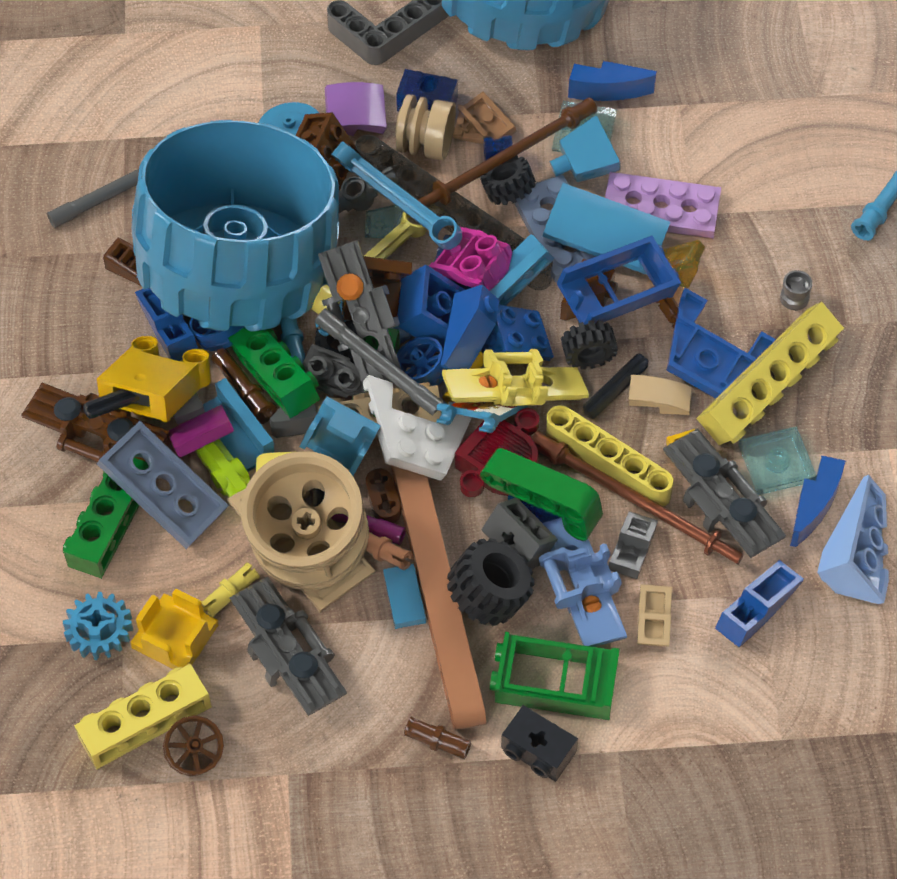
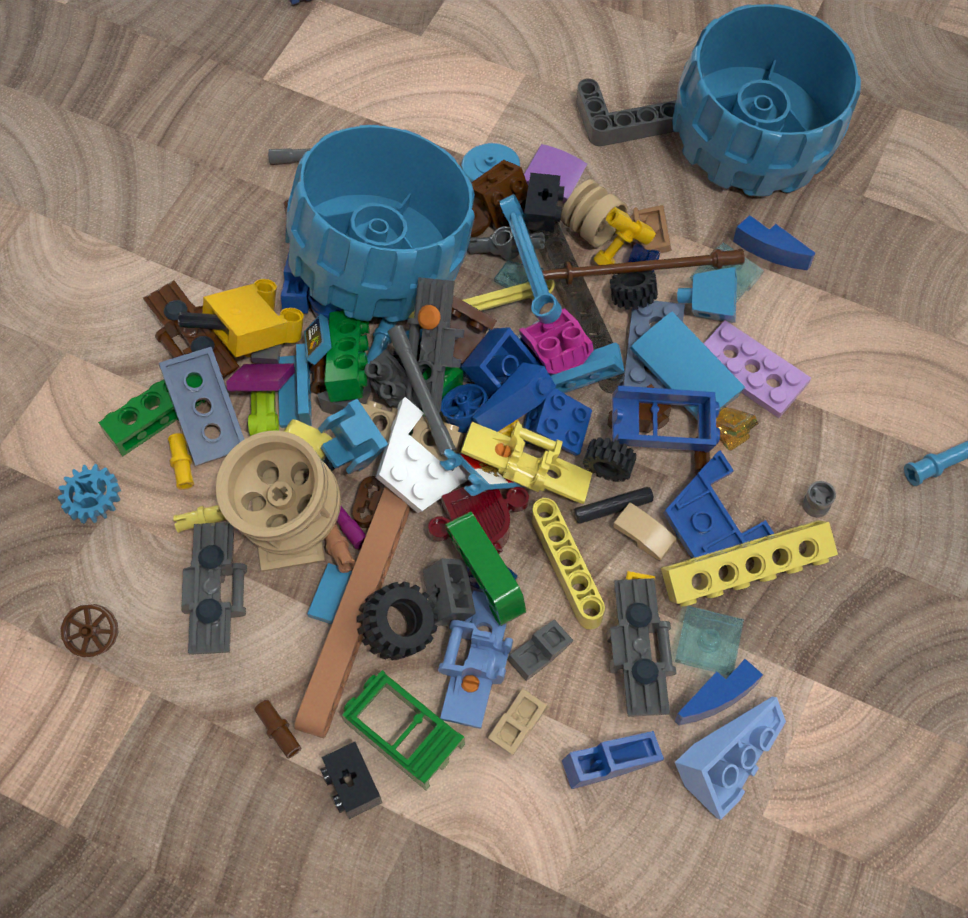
camera: 30 degrees right, 5 degrees up
(136, 731) = (27, 578): light yellow brick -> none
(169, 550) = (180, 461): none -> yellow pin
(173, 629) = (140, 528): yellow panel -> none
(236, 366) = (317, 339): none -> tile
(373, 136) = (542, 202): none -> black brick
(428, 86) = (620, 183): clear blue brick -> none
(471, 127) = (626, 231): none -> yellow bar
(560, 454) = (529, 539): copper bar -> none

